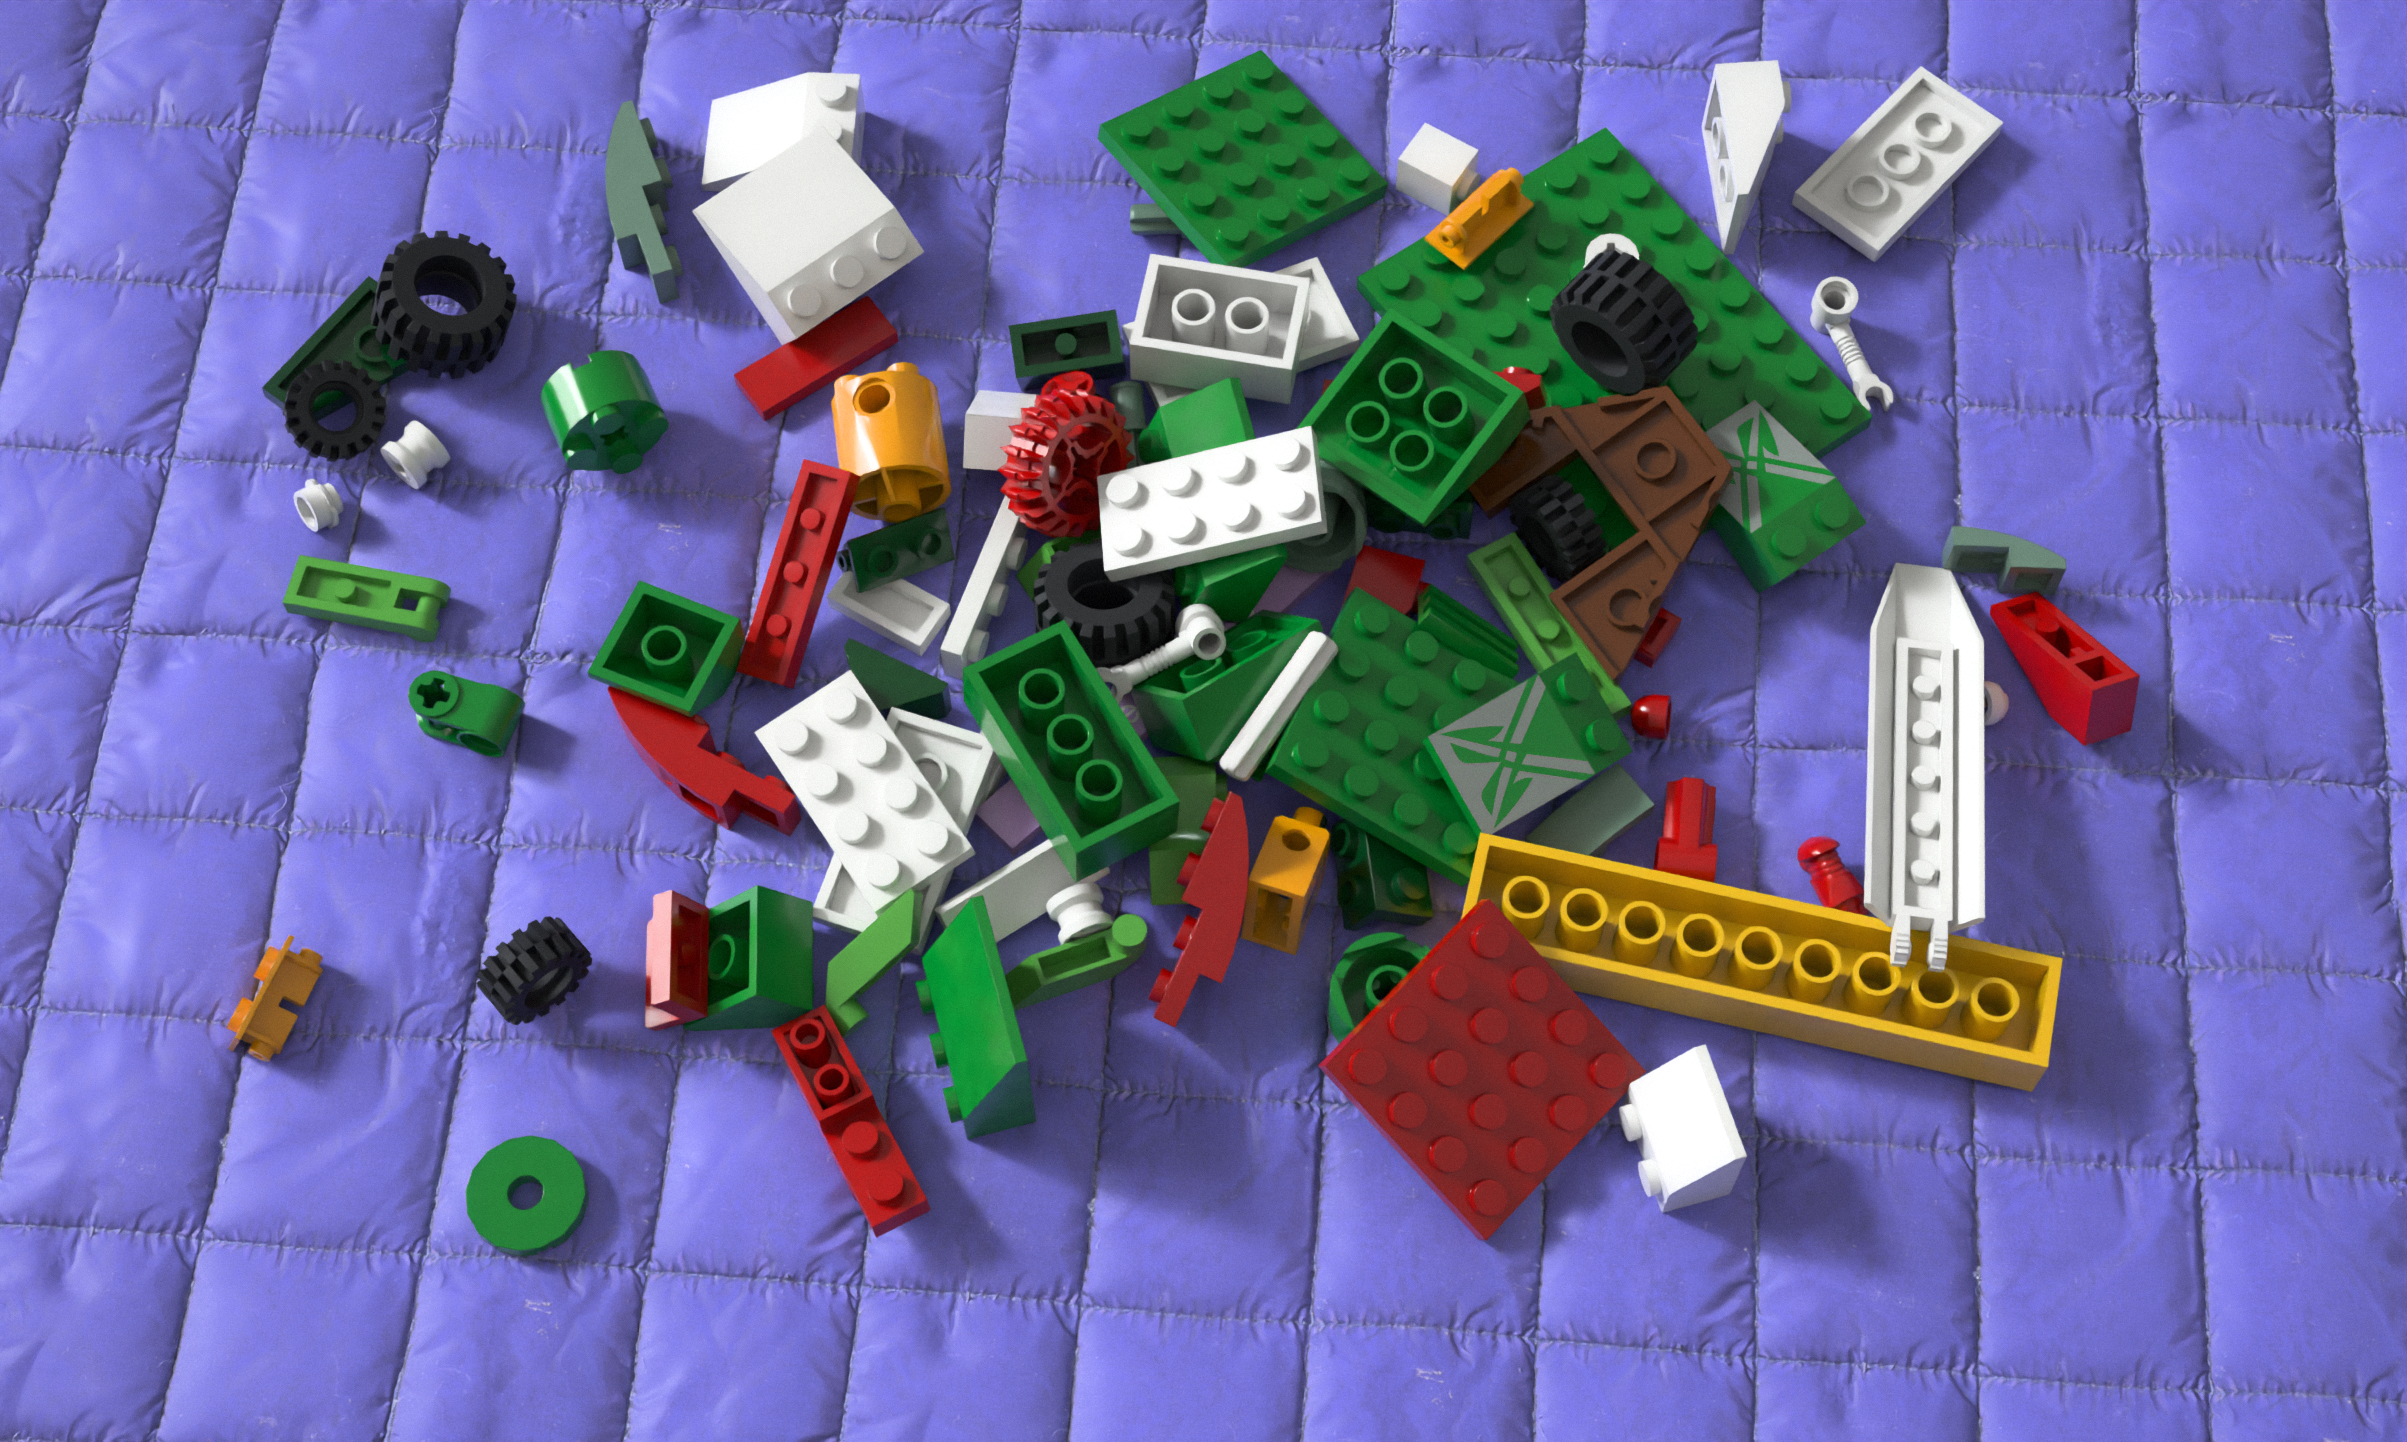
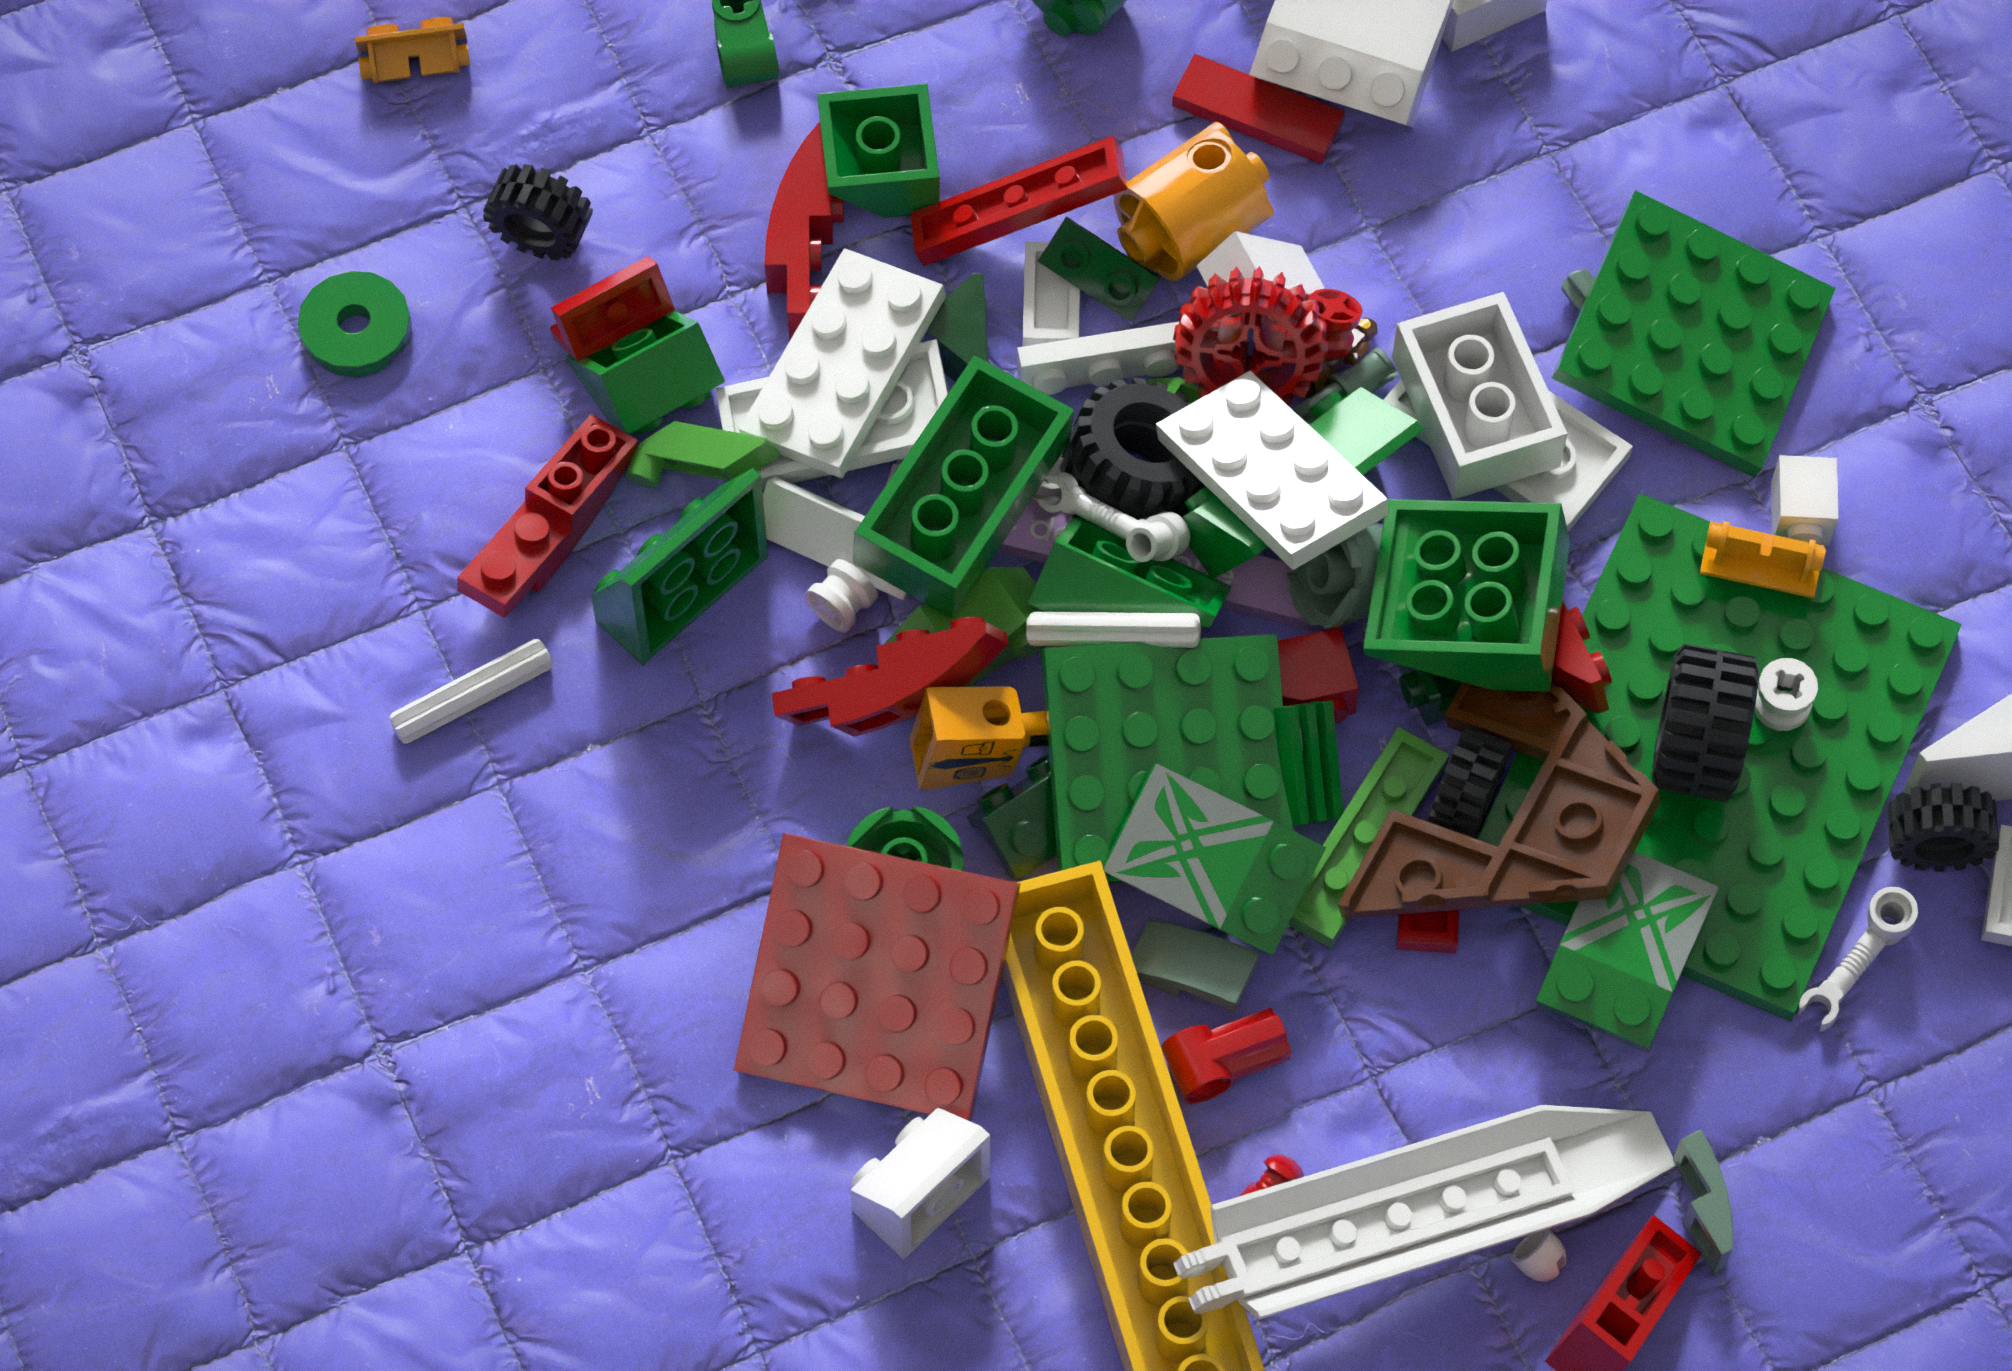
camera: 60 degrees right, 0 degrees up
(977, 1280) = (470, 691): none -> white axle
(1067, 344) = (1379, 282): dark green brick -> none
(1077, 963) = (797, 615): bright green piece -> none
(1652, 716) = (1338, 969): red hinge -> none
(1782, 227) = (1943, 827): none -> black tyre

